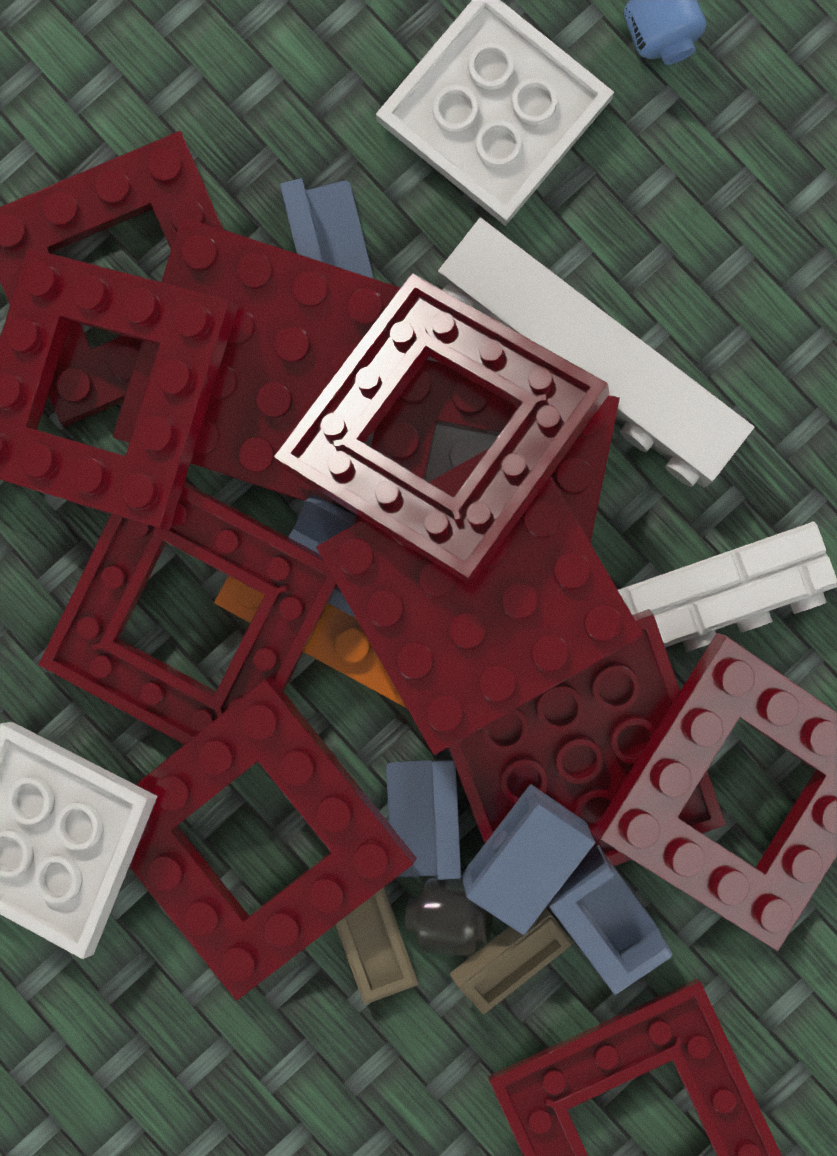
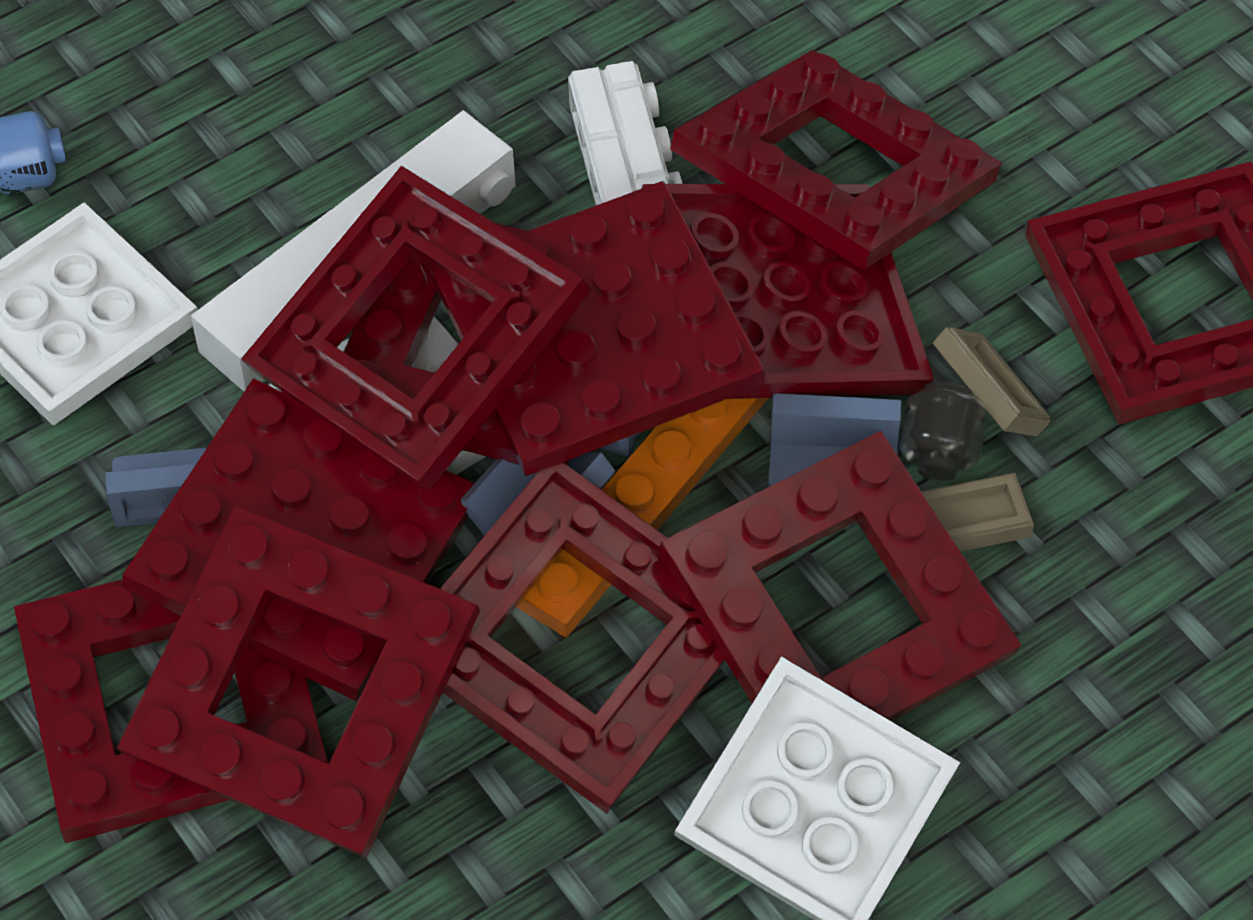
camera: 85 degrees left, 30 degrees down
(527, 859) = (885, 330): sand blue panel -> none
(609, 922) = (957, 293): sand blue panel -> none

